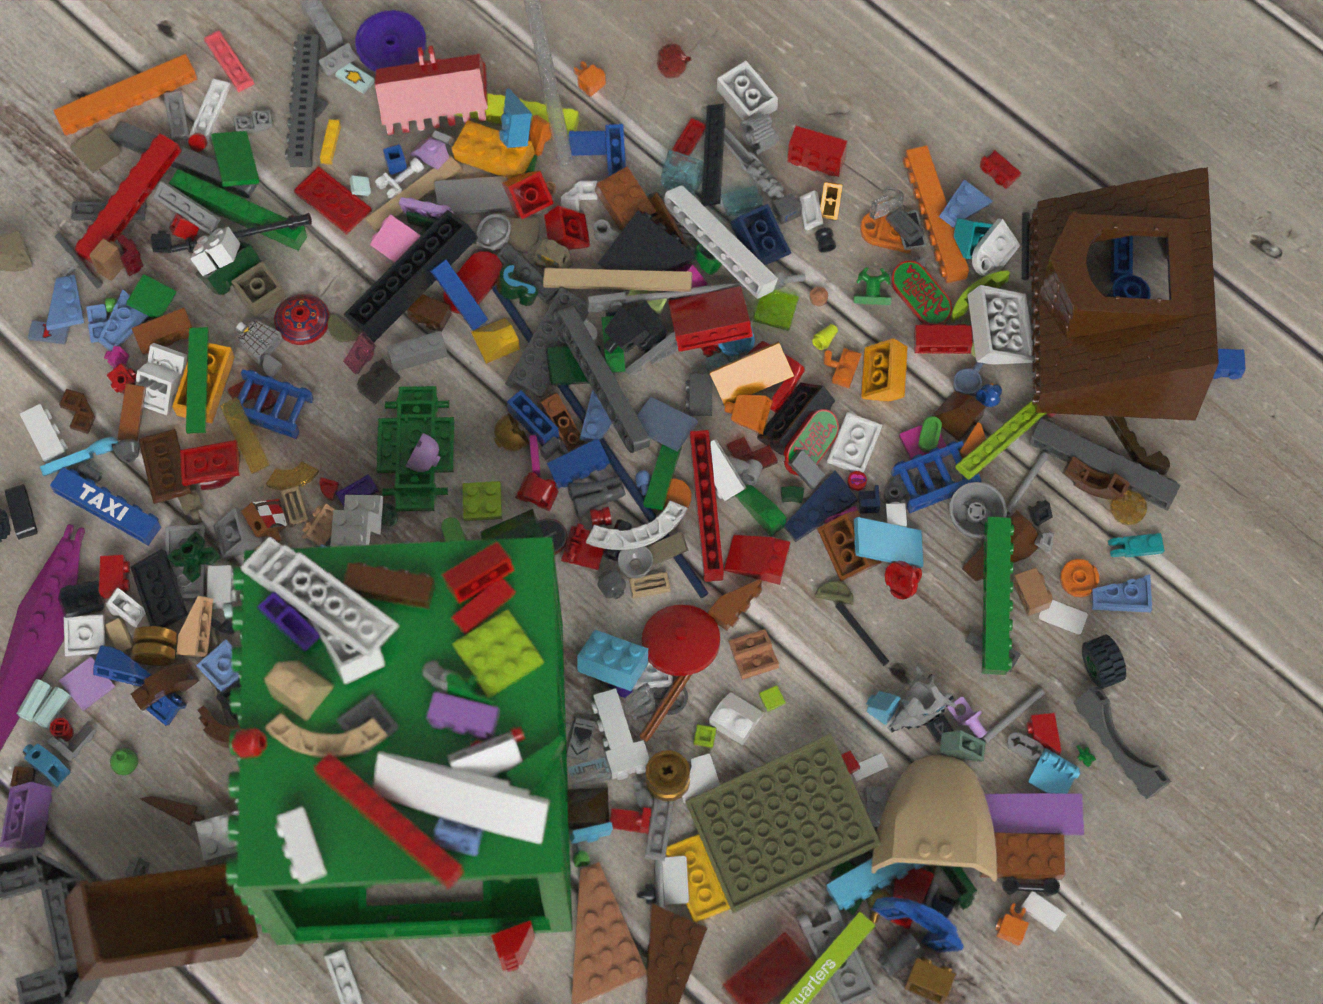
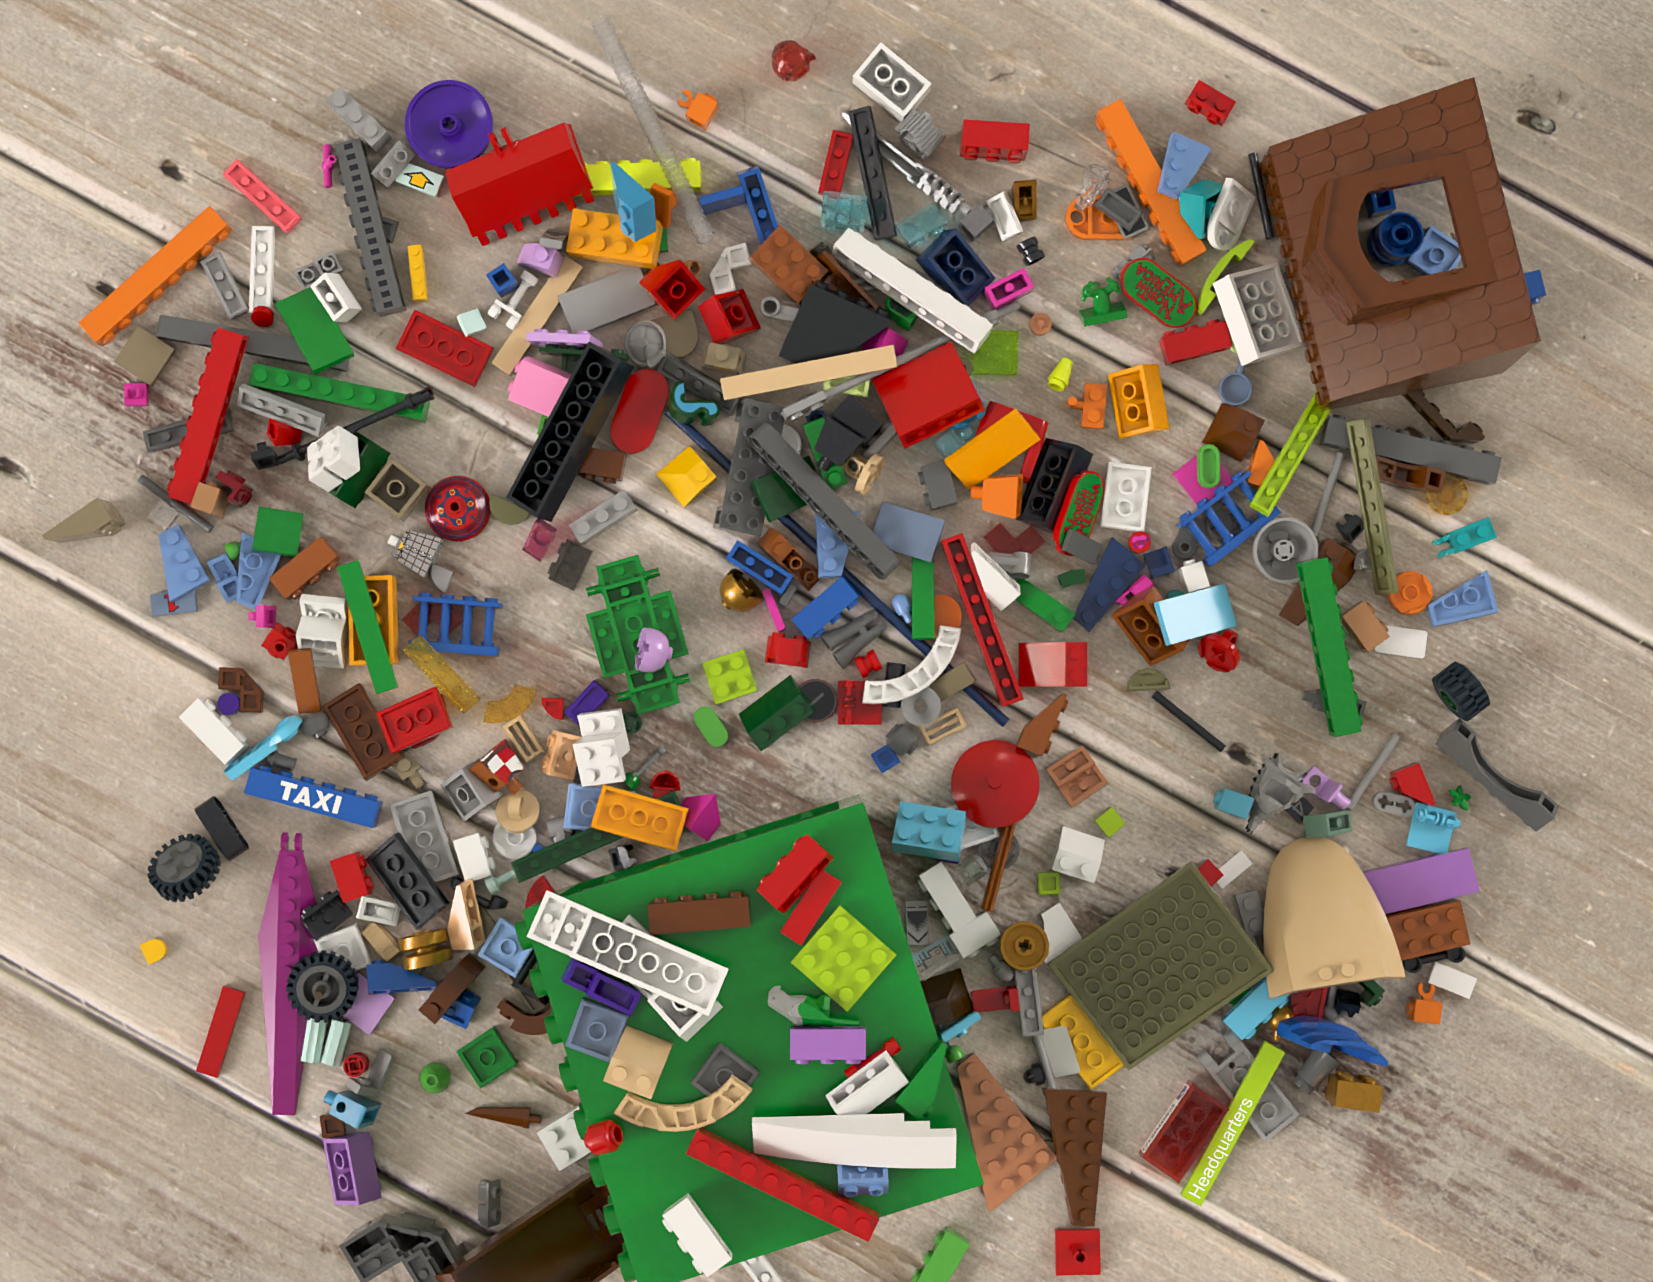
camera: 15 degrees left, 20 degrees up
(57, 654) = (322, 986): none -> wheel
(63, 418) = (228, 703): none -> dark purple tile
(78, 175) = (136, 394): none -> dark pink tile
(174, 755) = (487, 1057): none -> green tile
(192, 556) = (433, 834): dark green plant -> none
(260, 140) = (336, 297): none -> white brick
(269, 652) = (596, 1030): none -> sand blue tile
(287, 51) = (328, 165): none -> dark pink piece
(459, 294) = (631, 439): blue tile -> none
(593, 598) = (885, 758): none -> blue tile
(644, 369) = (866, 473): none -> tan tile
(799, 261) = (1008, 289): none -> dark pink brick
(989, 395) = (1263, 398): blue animal -> none
(1061, 496) = (1372, 506): none -> olive tile

